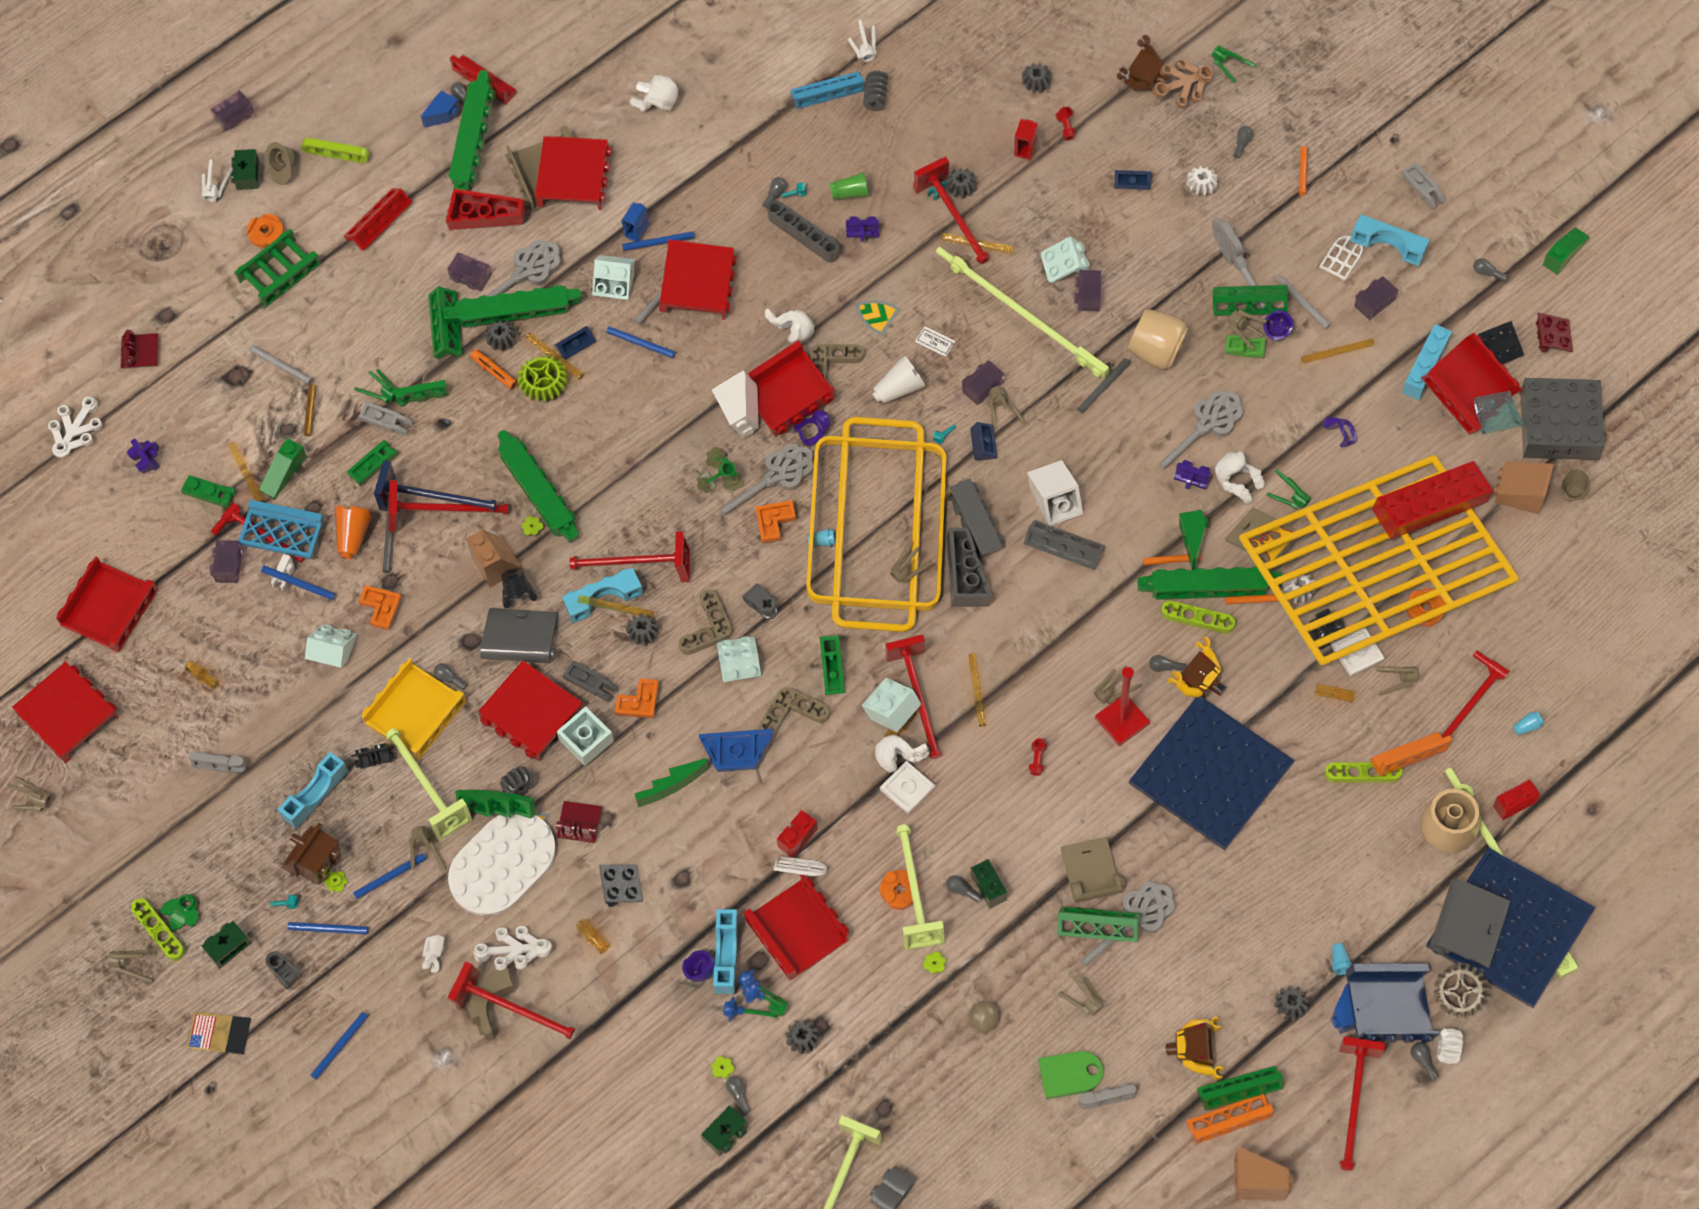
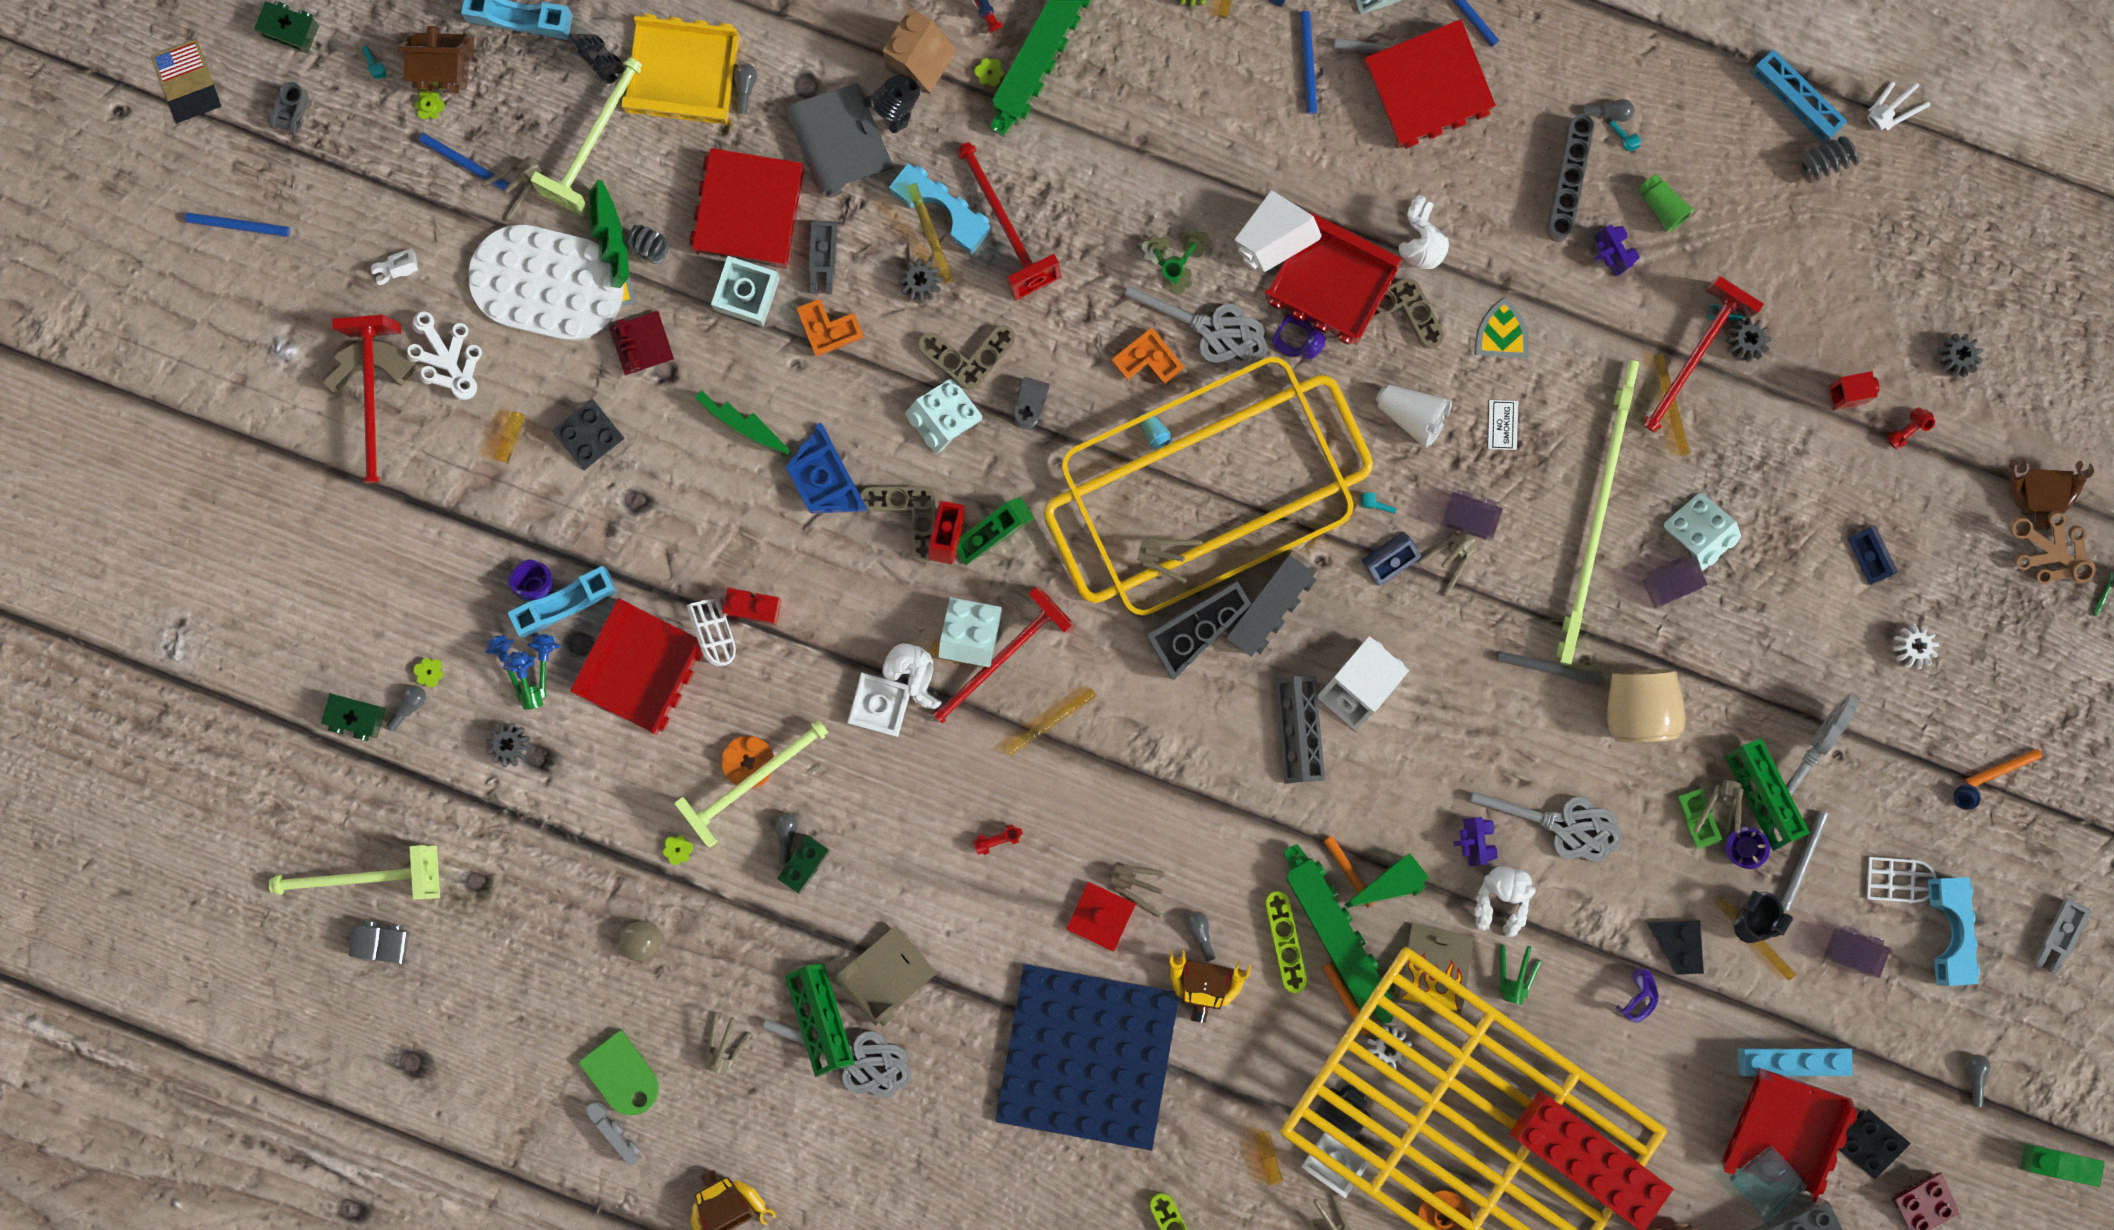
camera: 60 degrees right, 20 degrees up
(327, 928) = (367, 129): blue bar -> none
(817, 687) = (946, 532): none -> red brick
(1244, 135) = (2015, 667): dark grey piece -> none
(1310, 196) = (1967, 797): none -> dark blue plate
(1320, 393) = (1681, 945): none -> black wing
(1325, 338) = (1761, 918): none -> black piece

